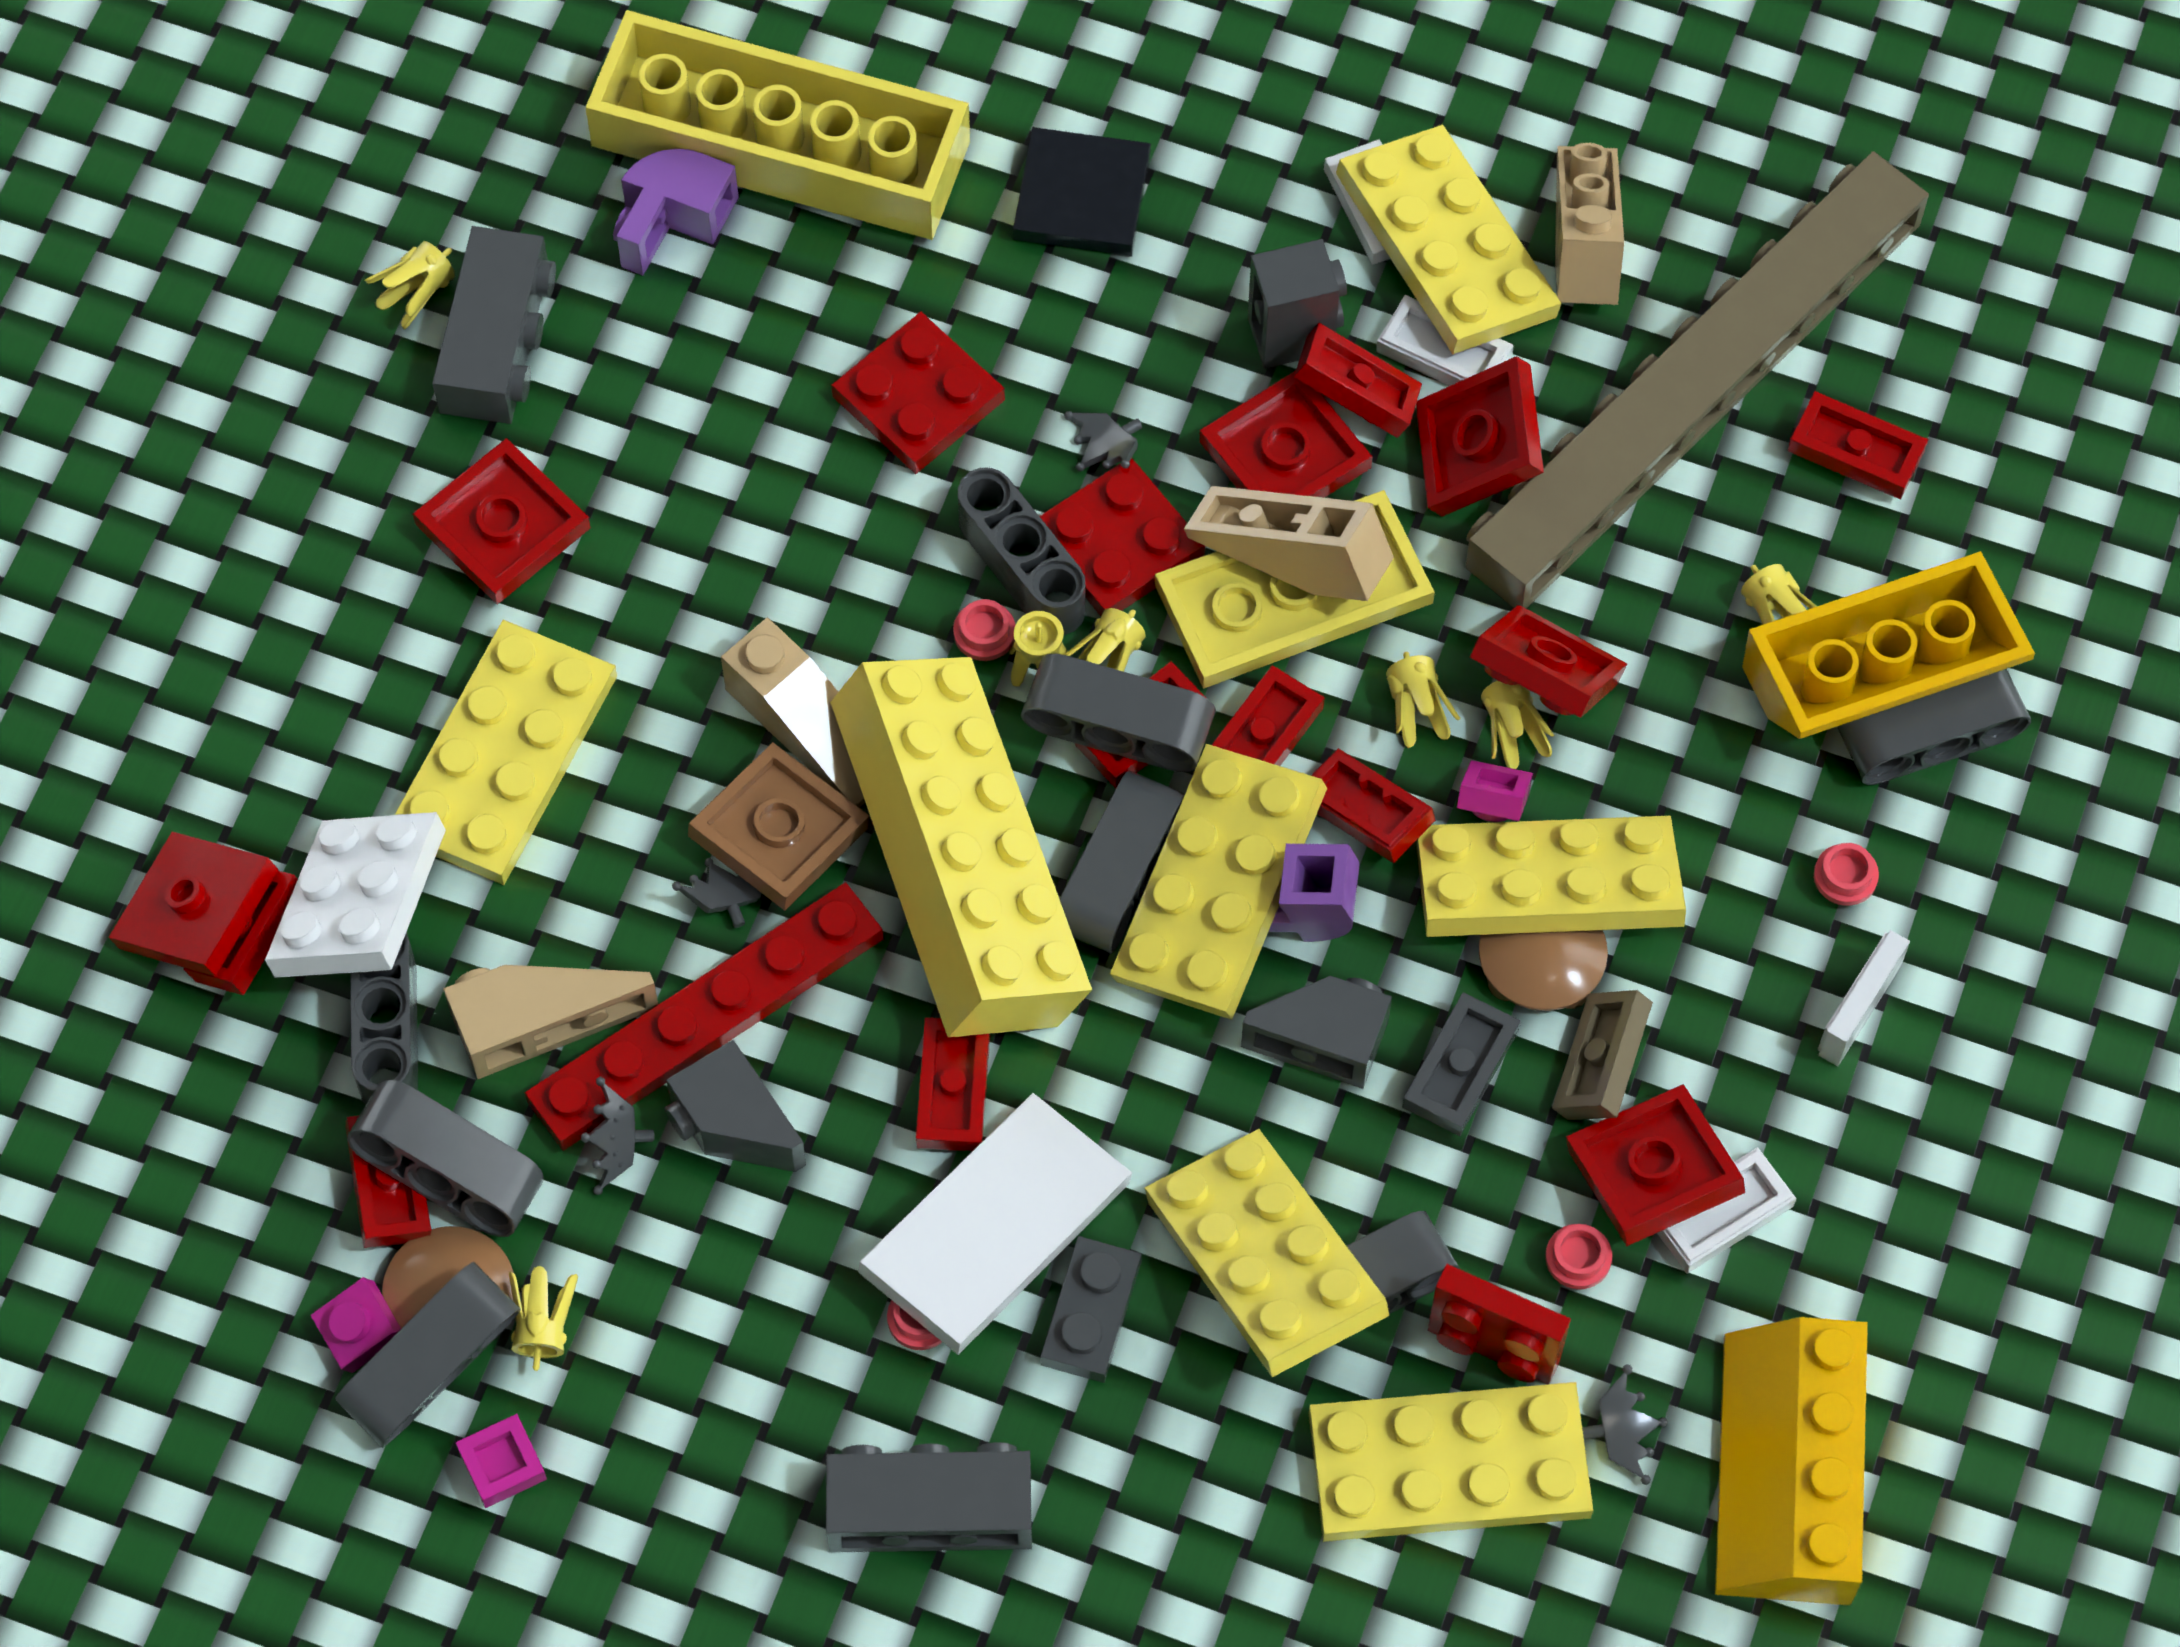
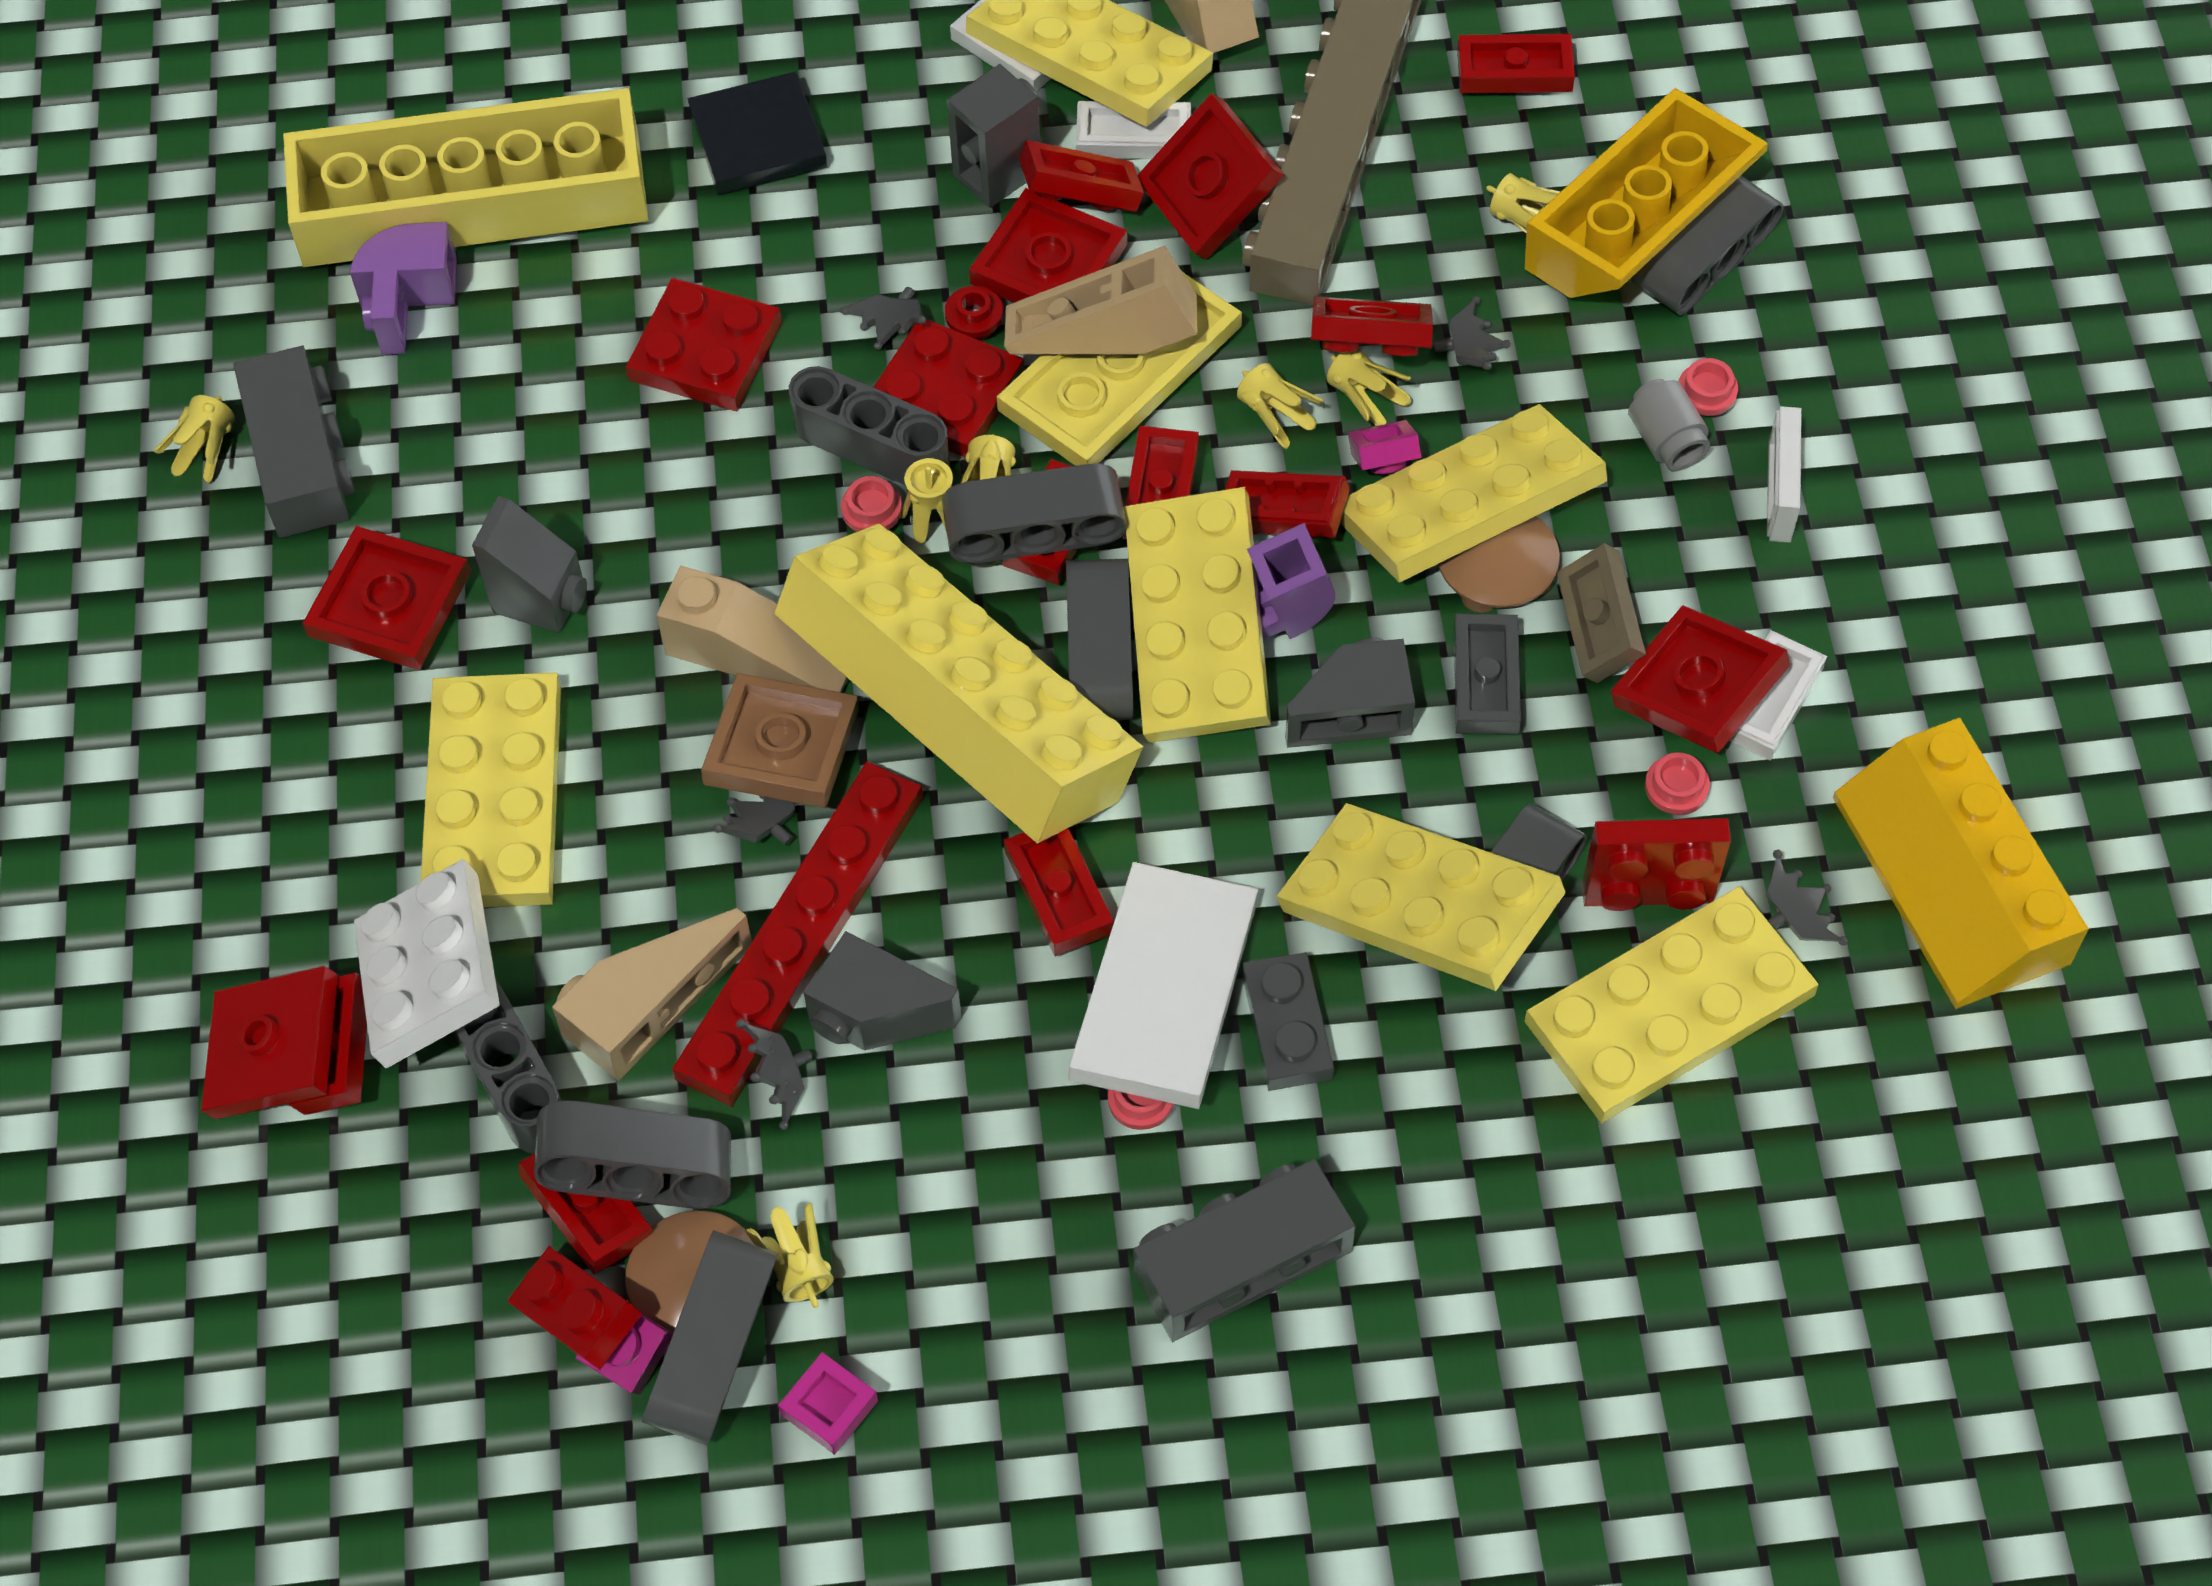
camera: 25 degrees left, 5 degrees down
(328, 1271) = (574, 1307): none -> red plate
(634, 554) = (527, 568): none -> dark grey slope
(1185, 489) = (979, 323): none -> red plate
(1646, 717) = (1469, 339): none -> dark grey piece
(1783, 894) = (1669, 424): none -> light grey brick

